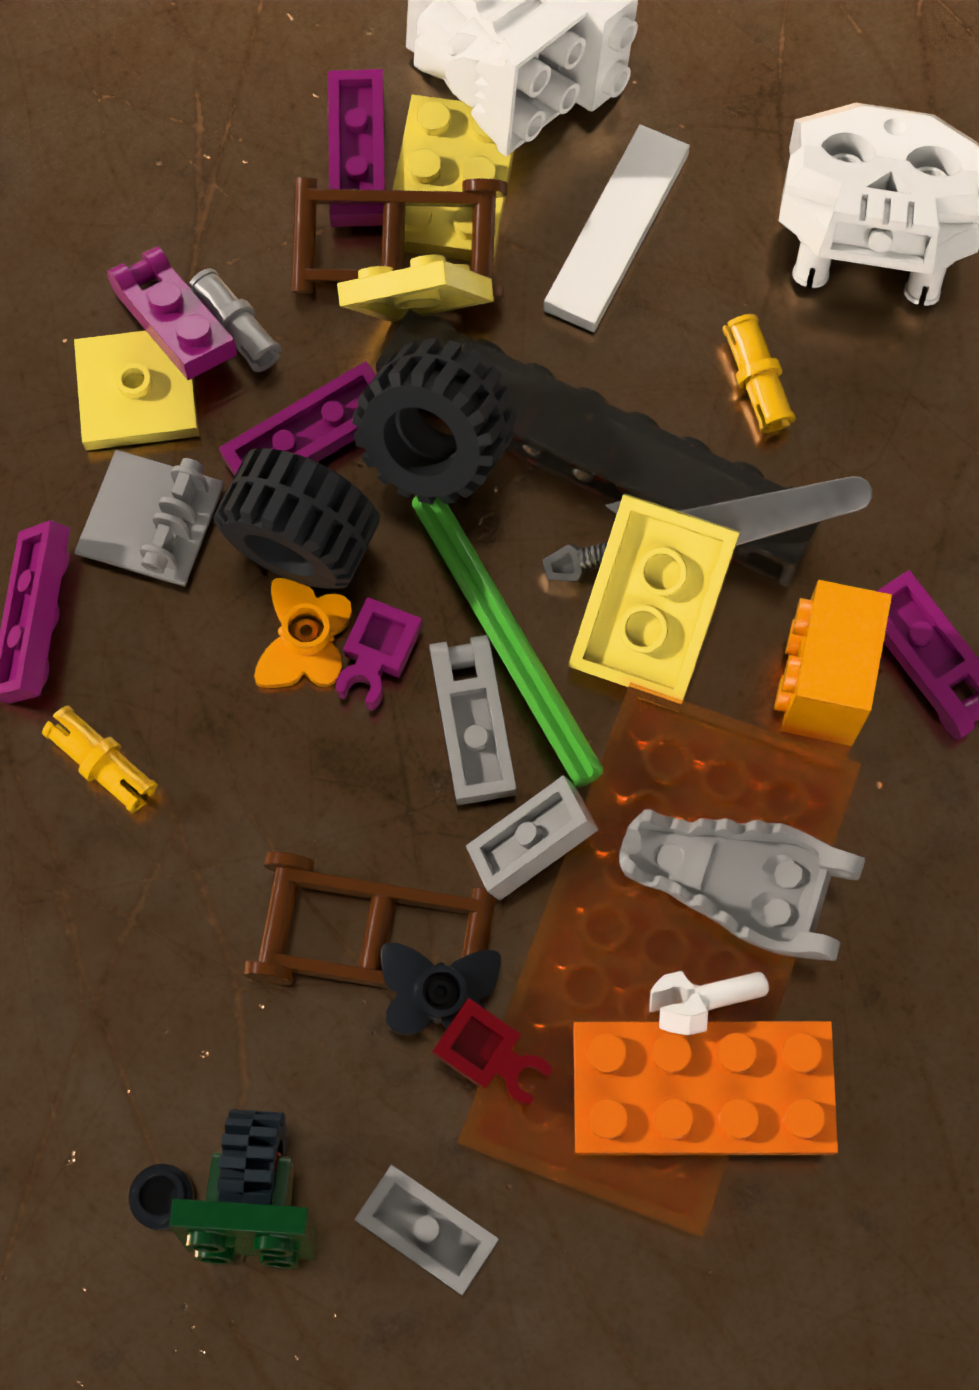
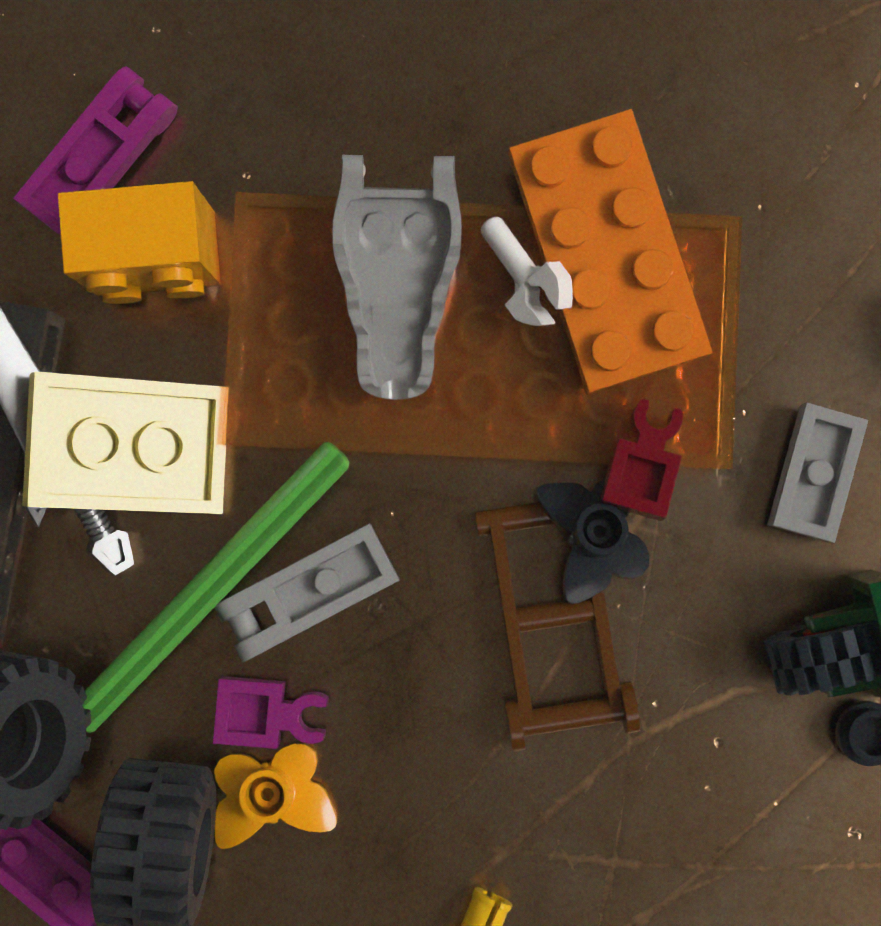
camera: 110 degrees left, 15 degrees up
(531, 838) = (415, 491): light grey plate -> none

